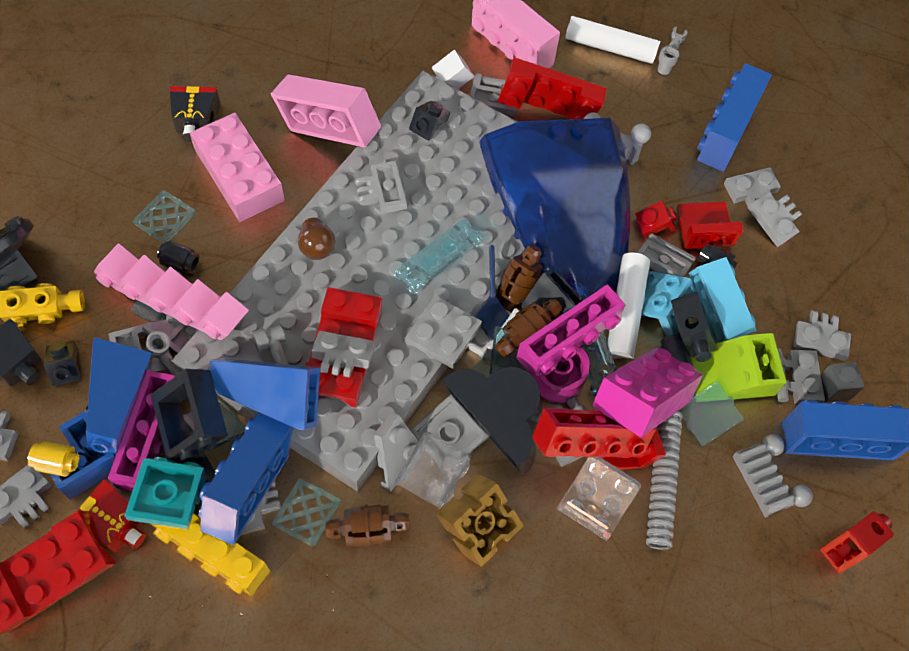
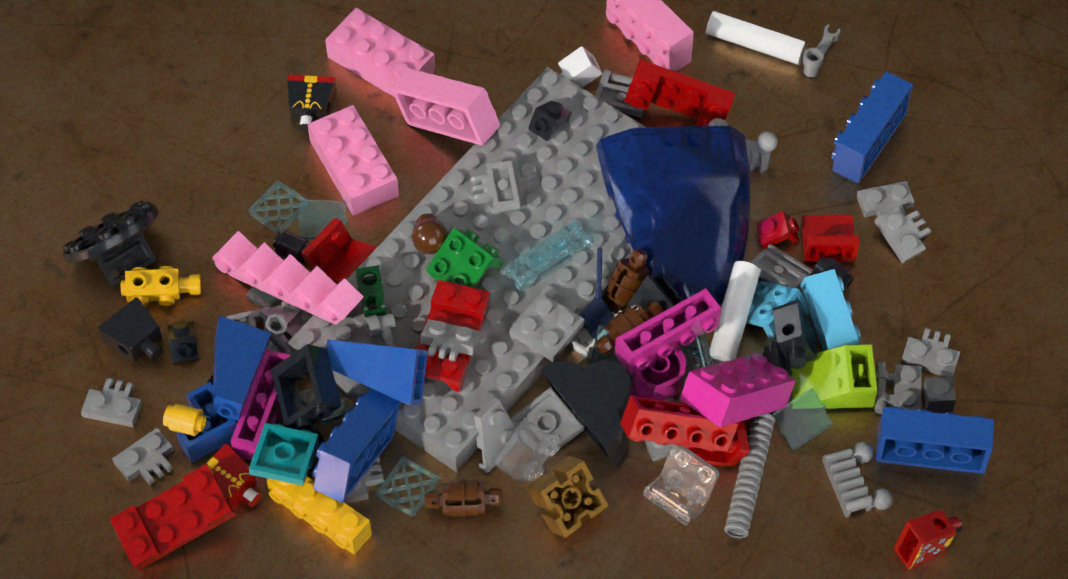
camera: 10 degrees right, 5 degrees down
(208, 228) = (318, 214): none -> clear light blue piece
(221, 261) = (336, 252): none -> red bracket
(255, 61) = (376, 51): none -> bright pink brick
(257, 302) = (372, 290): none -> dark green leg
(352, 264) = (463, 259): none -> green bracket

